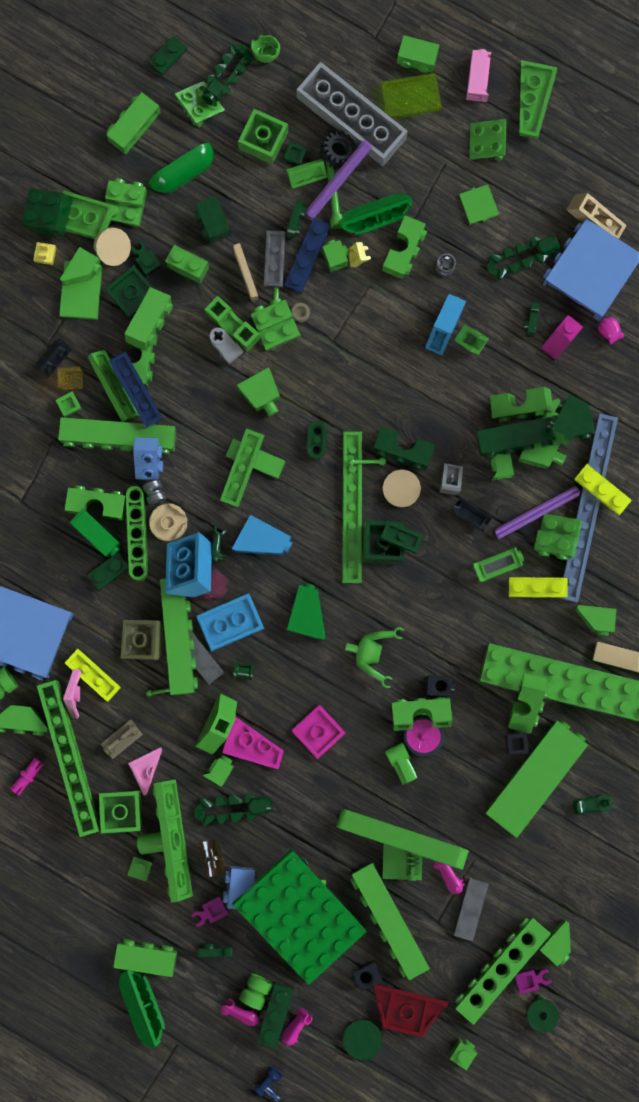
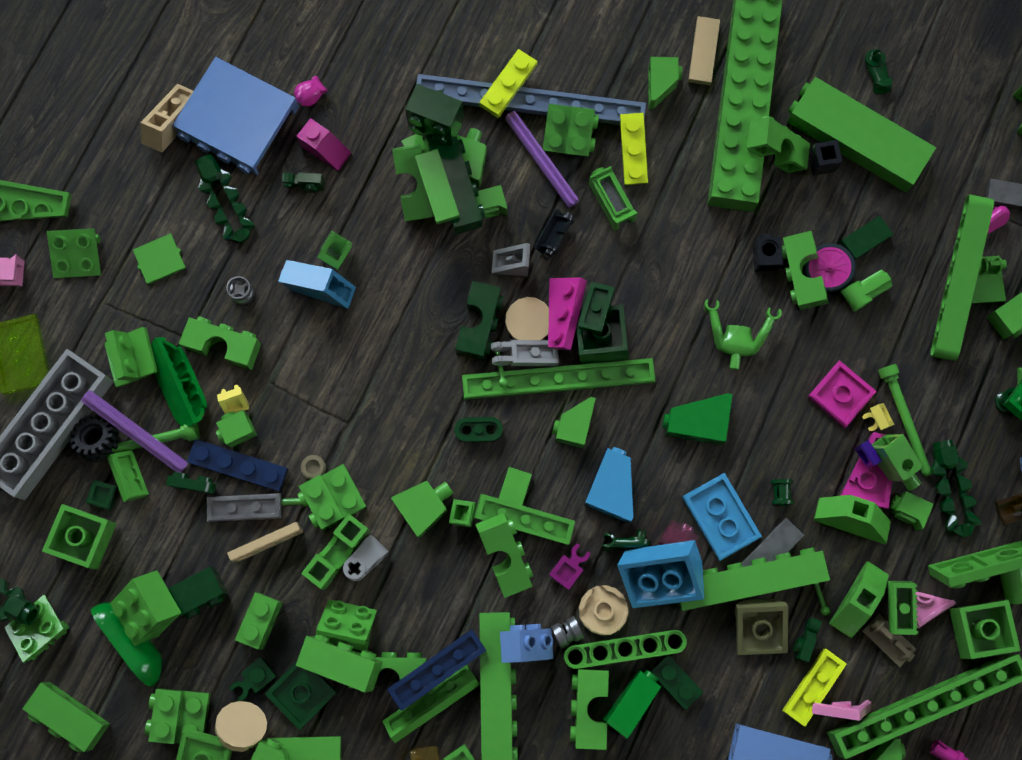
camera: 95 degrees left, 5 degrees down
(124, 671) = (805, 645): none -> dark green plate
(143, 748) = (902, 607): none -> bright green brick
(154, 720) = (860, 600): none -> bright green slope
(178, 328) = (347, 624): none -> bright green bracket
(201, 498) = (567, 569): none -> magenta plate
(204, 181) = (145, 607): none -> bright green brick
(230, 444) = (512, 572): none -> bright green arch
(252, 421) = (462, 513): none -> bright green slope
(262, 756) = (898, 460): none -> bright green torso
(265, 739) = (868, 454): none -> dark purple tile
(295, 759) = (881, 416): none -> light yellow tile
(313, 515) = (574, 424): none -> bright green slope
(328, 772) = (890, 376): none -> bright green piece
(373, 483) = (525, 353): none -> light grey hinge
(399, 179) = (129, 355): none -> bright green bracket
(404, 514) = (564, 310): none -> dark pink wing
(446, 771) = (867, 237): none -> dark green tile
(511, 419) = (437, 186): none -> bright green tile

